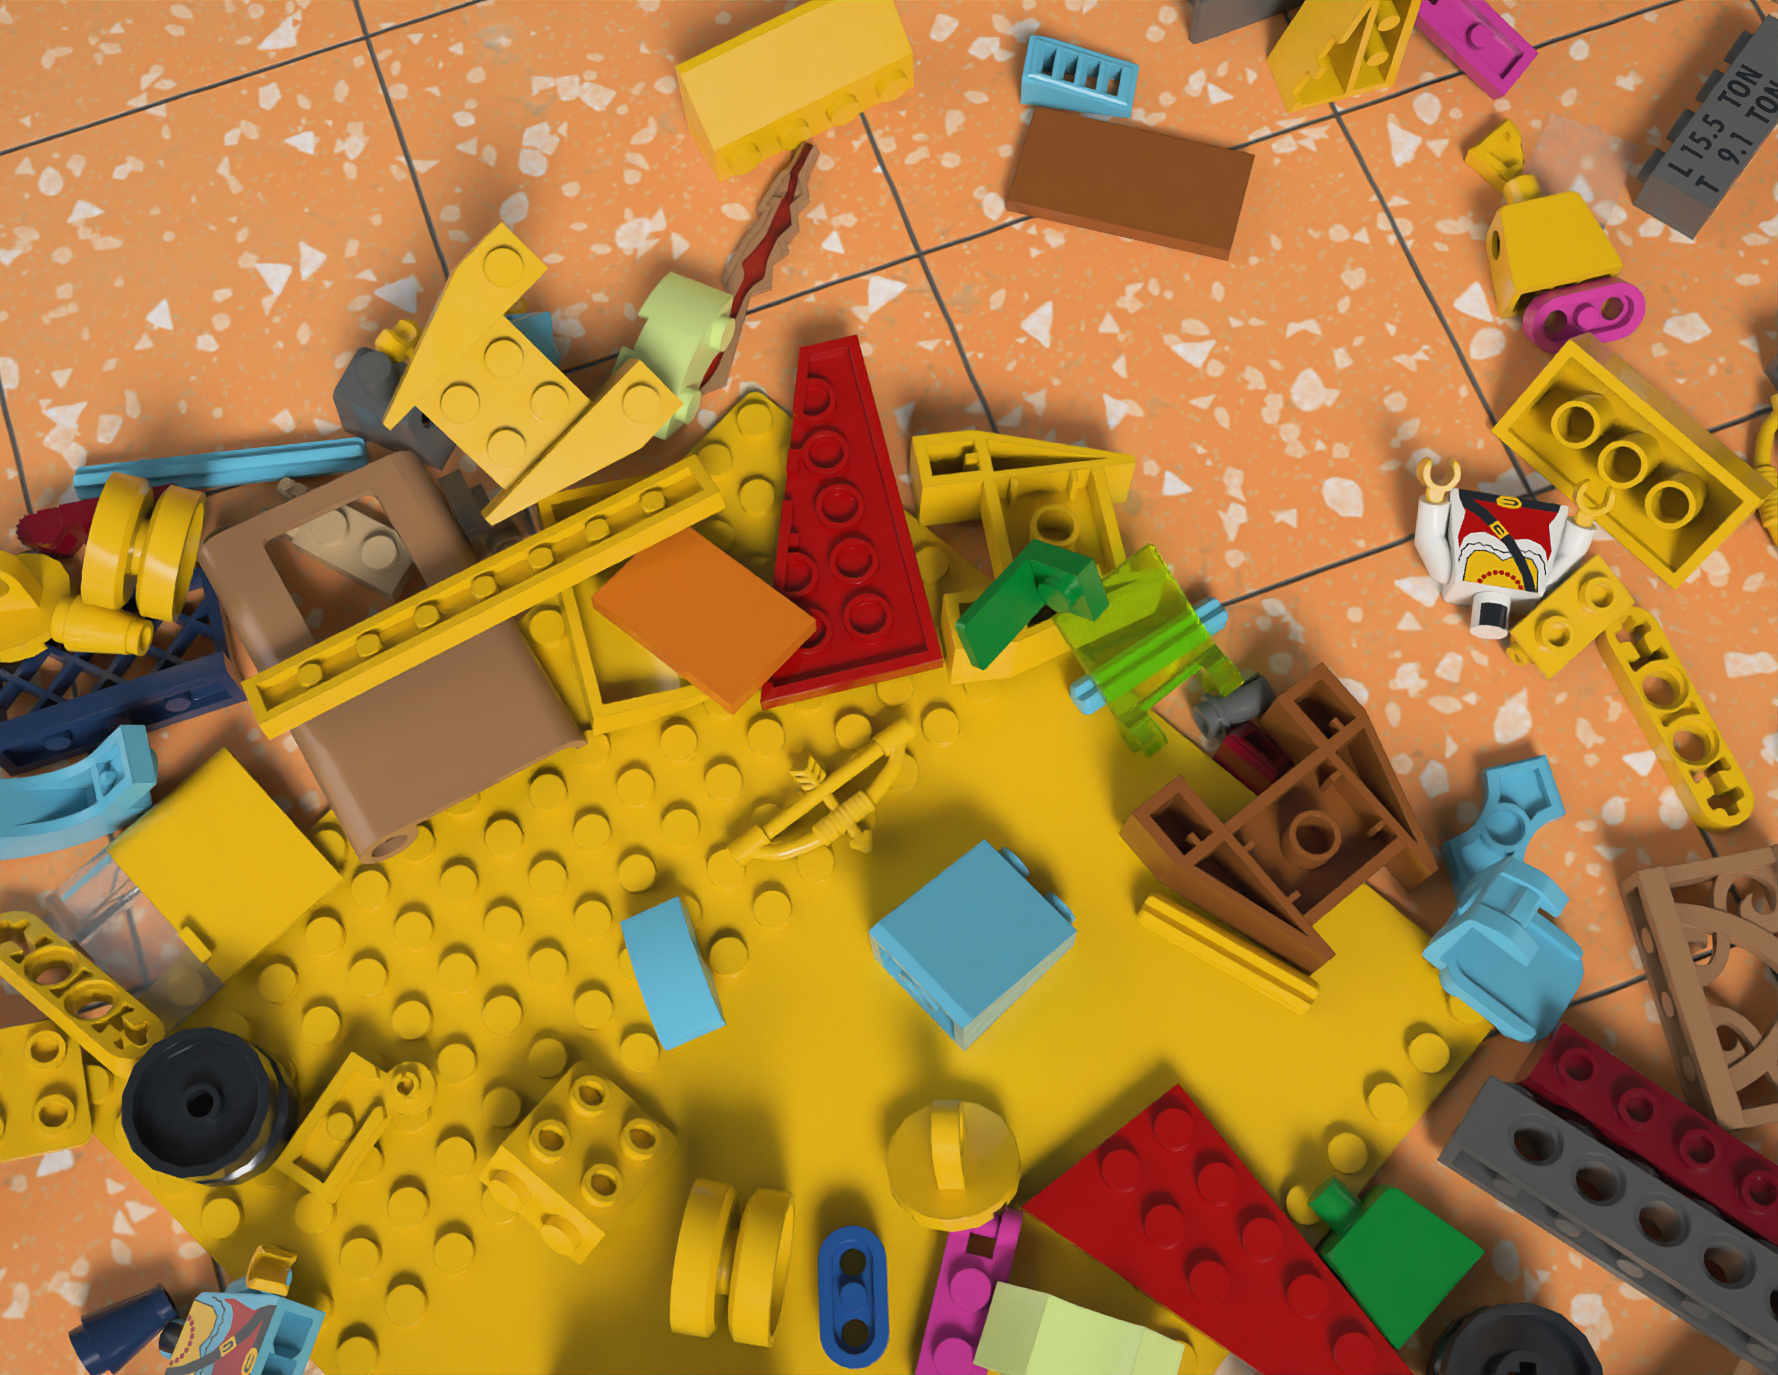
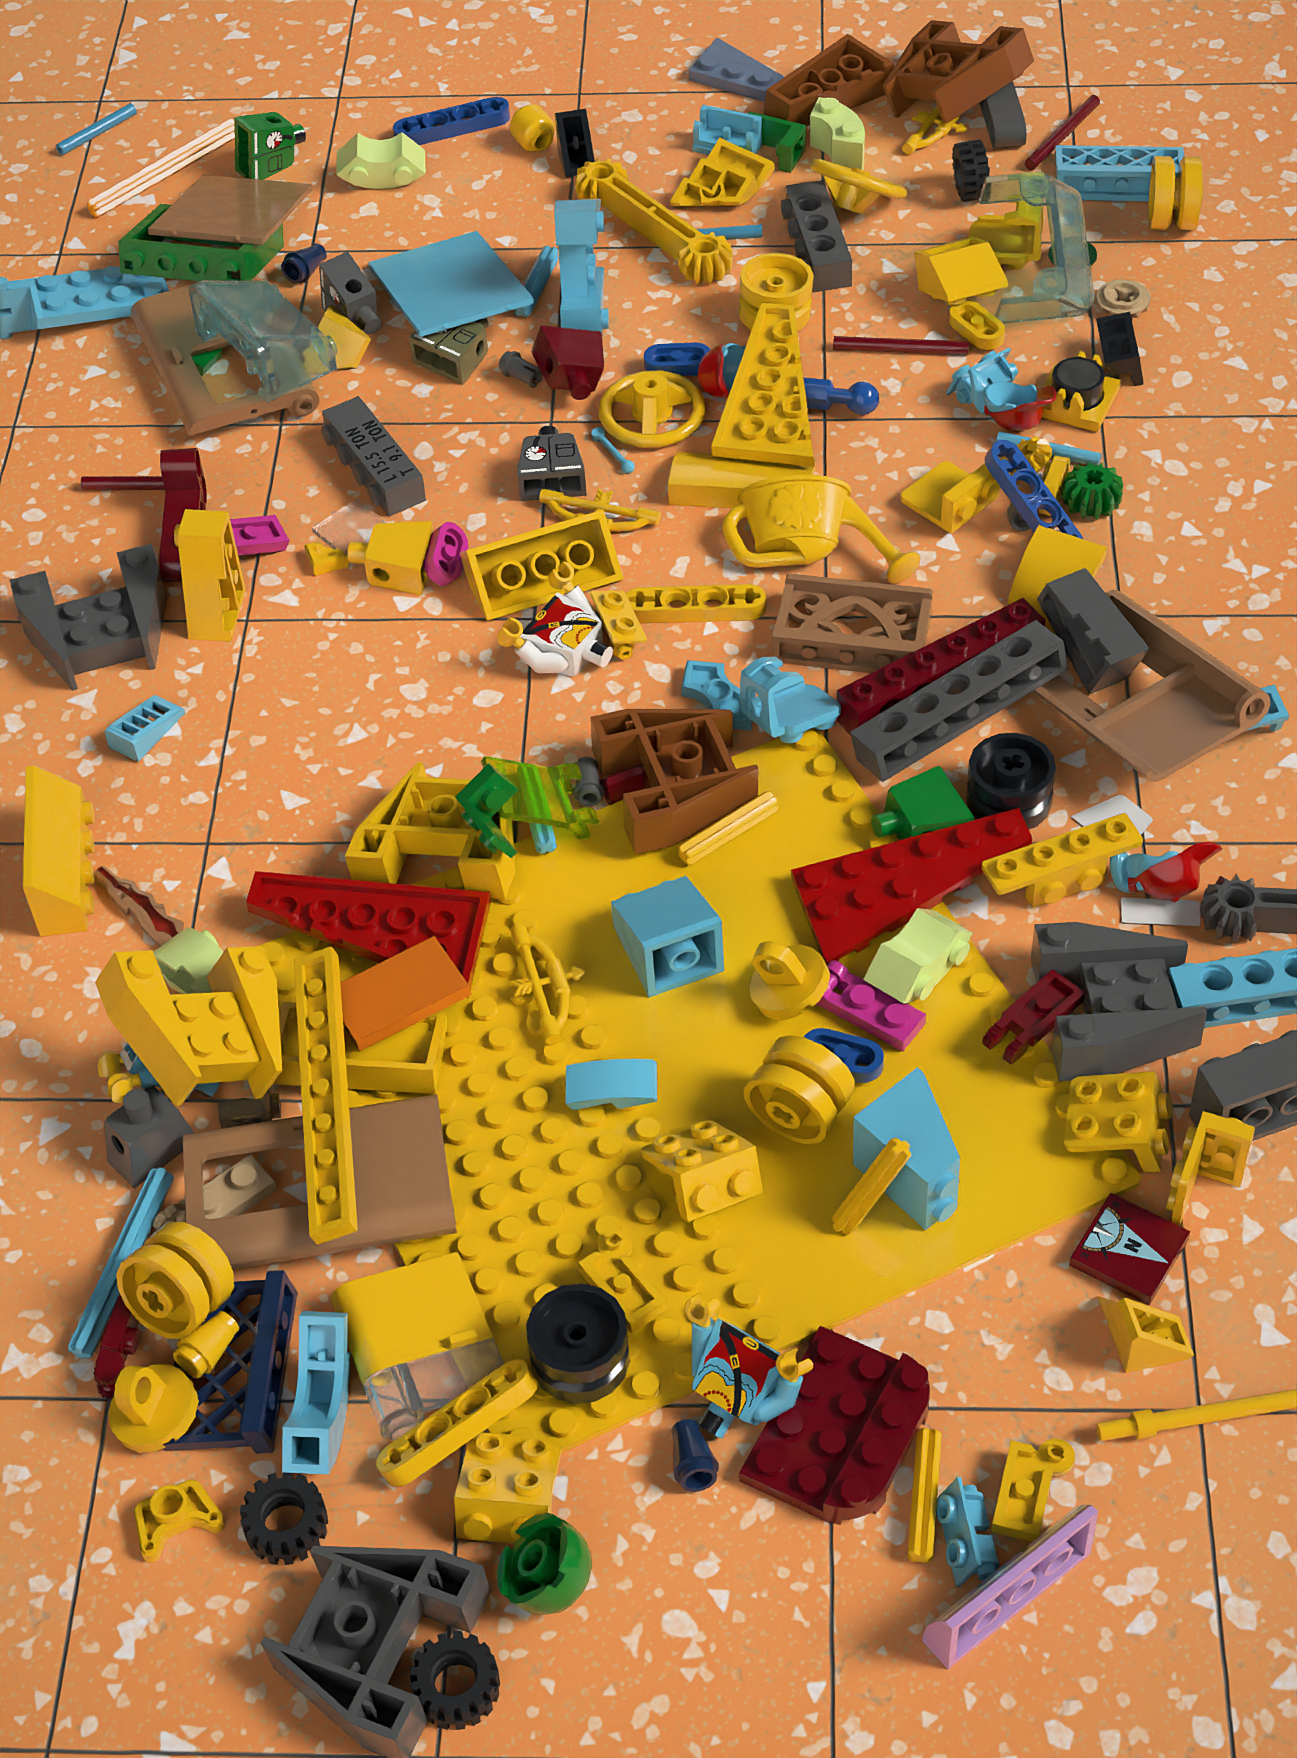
camera: 70 degrees left, 20 degrees down
(1130, 183) = (229, 725): dark orange tile -> none

